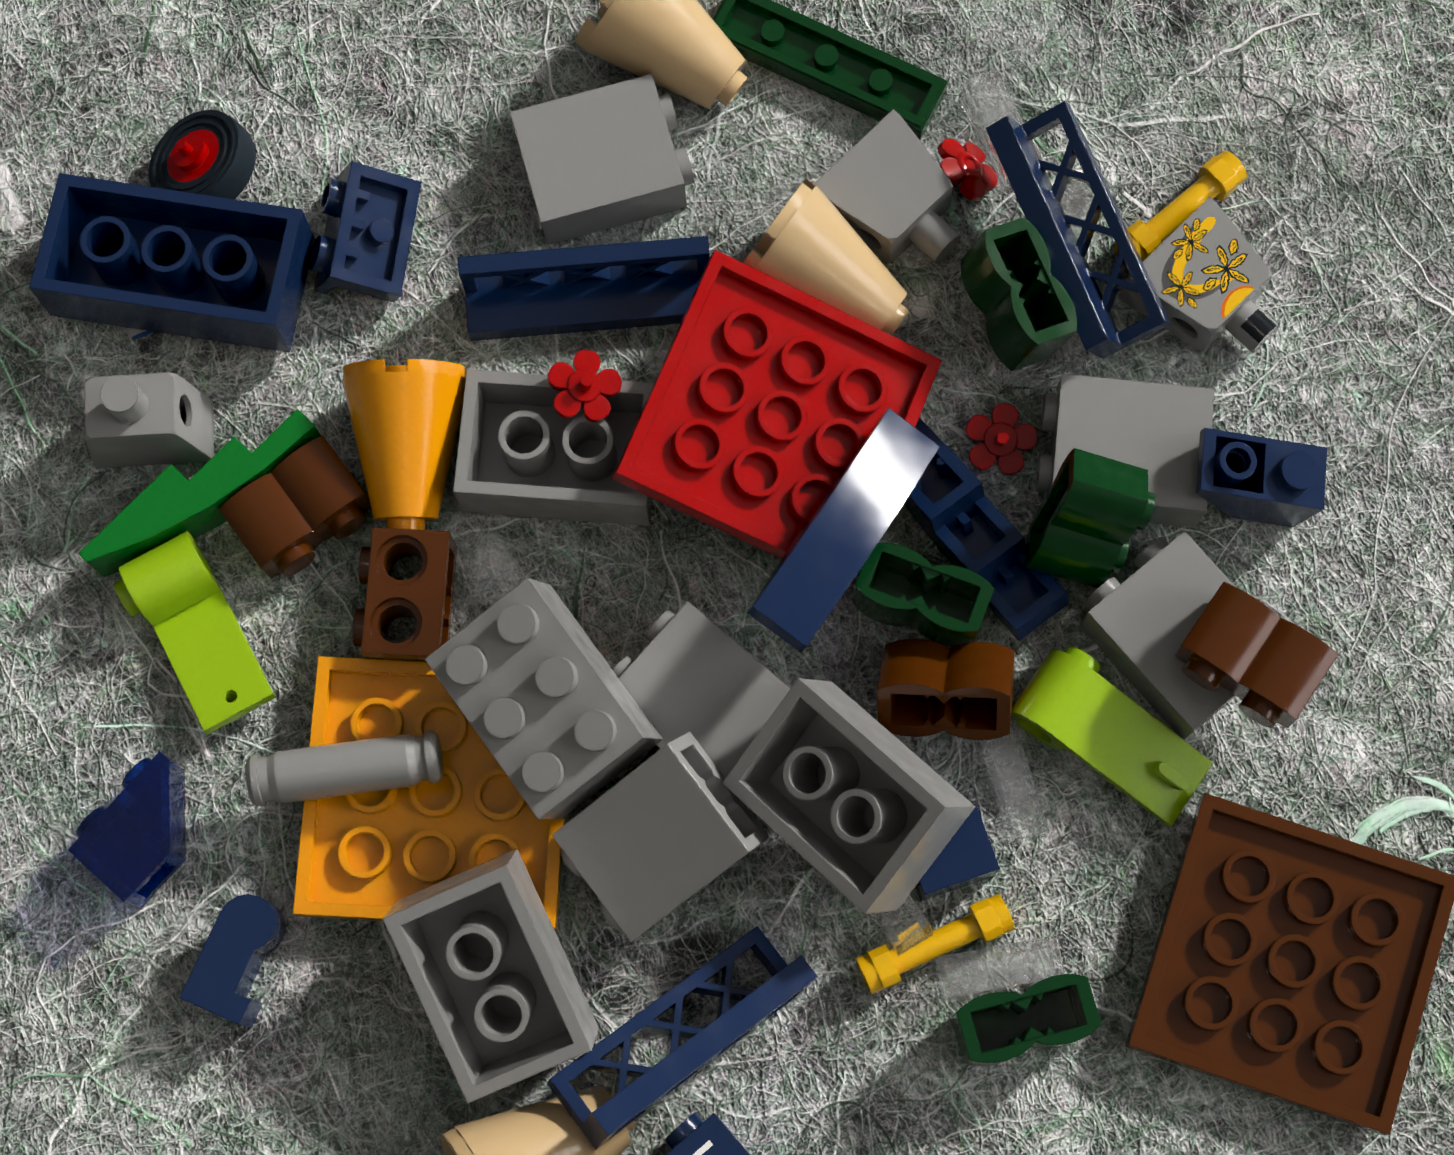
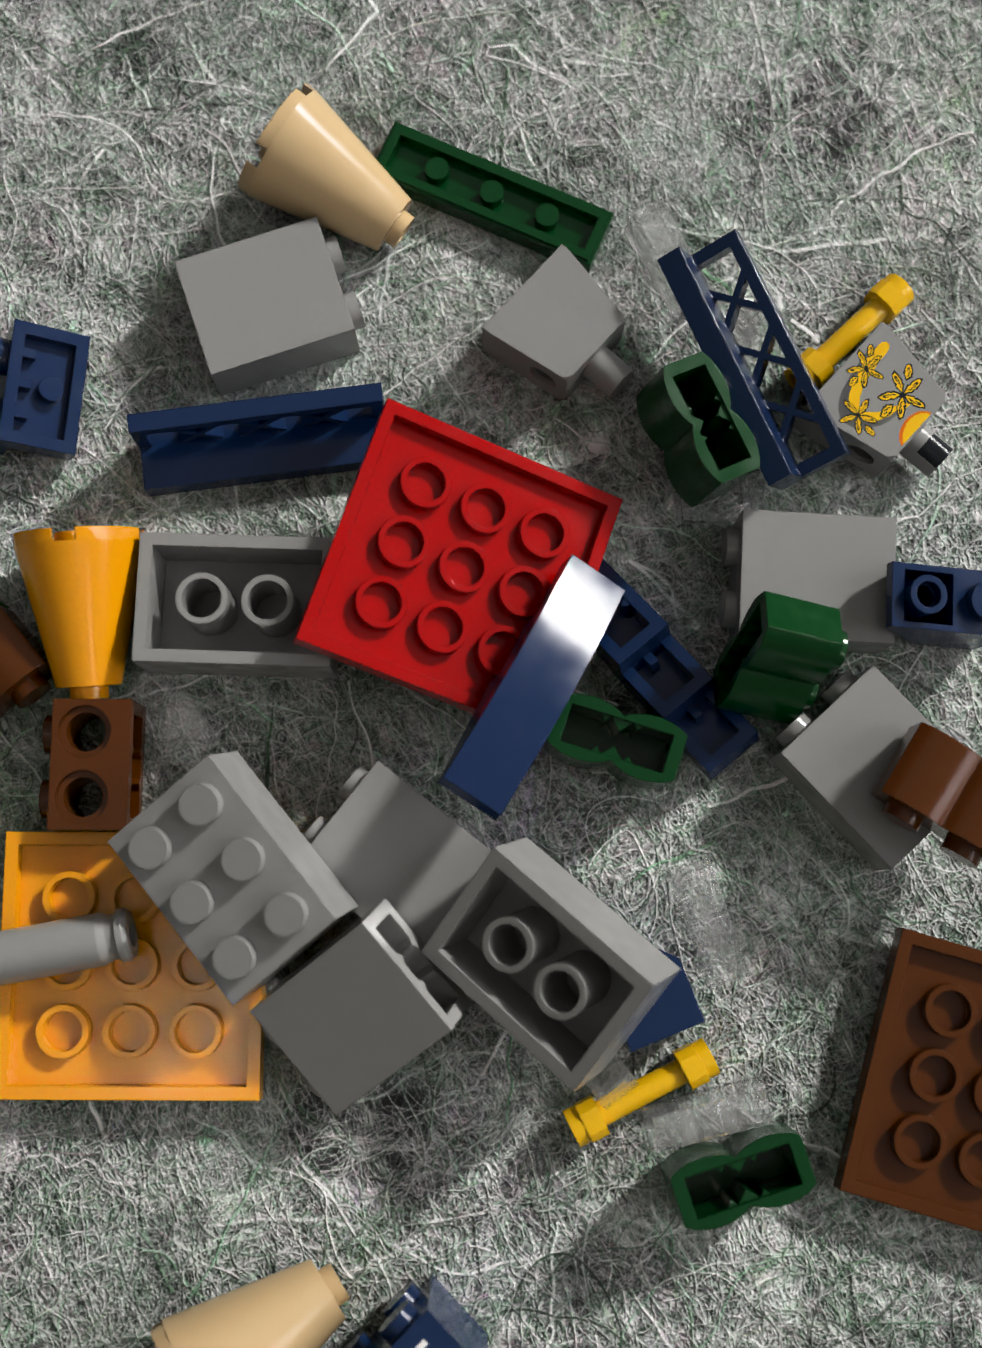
camera: 10 degrees left, 5 degrees up
(492, 976) = (194, 1163): light grey brick -> none
(583, 387) = (260, 546): red plant -> none
(692, 1056) = (407, 1231): dark blue fence -> none
(827, 259) = (502, 402): tan cone -> none
(946, 689) = (642, 837): reddish brown brick -> none
(965, 168) = (635, 300): red plant -> none
(1000, 439) = (681, 575): red plant -> none
(1109, 732) = (804, 870): lime door -> none

